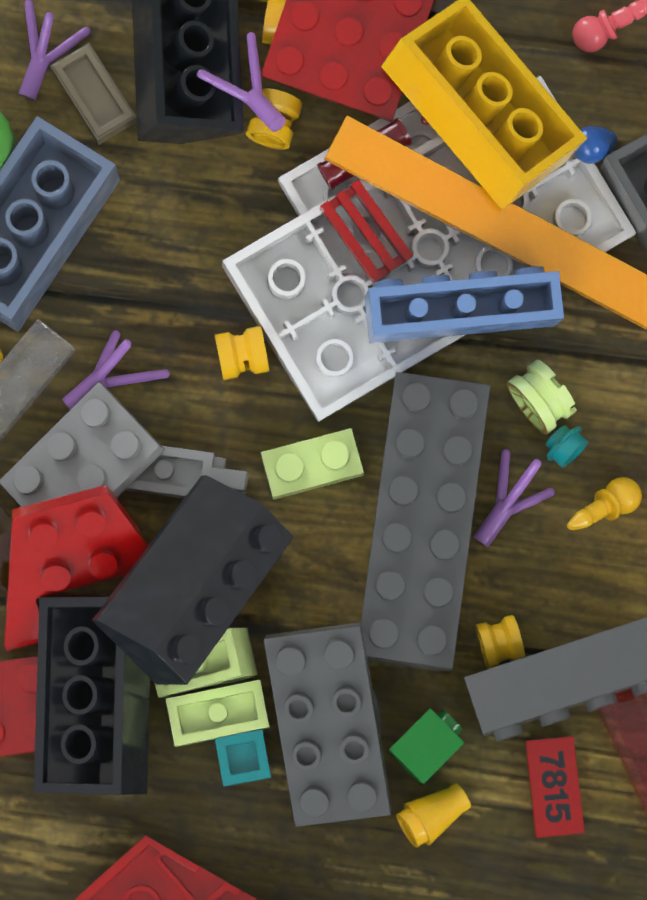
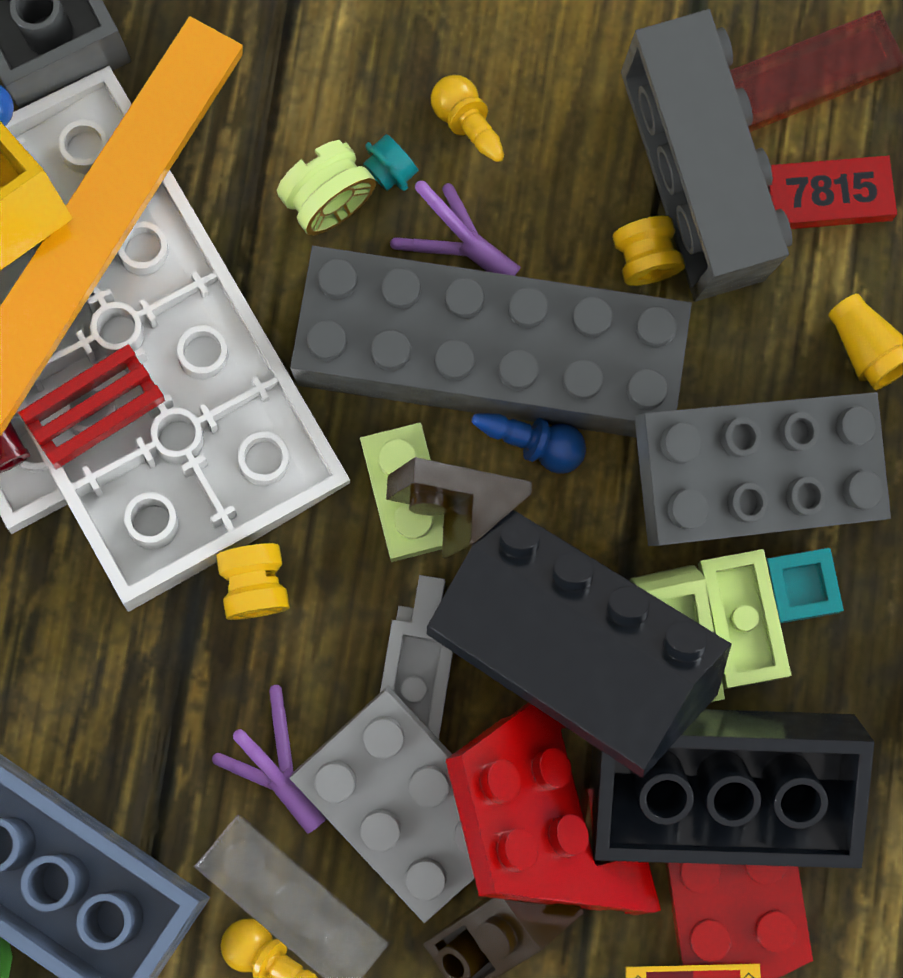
camera: 85 degrees left, 0 degrees up
(300, 508) = (467, 498): none -> dark brown slope
(348, 576) = (557, 446): none -> blue bar
(427, 745) = (783, 345): green brick -> none
(463, 306) = (204, 276): medium blue brick -> none

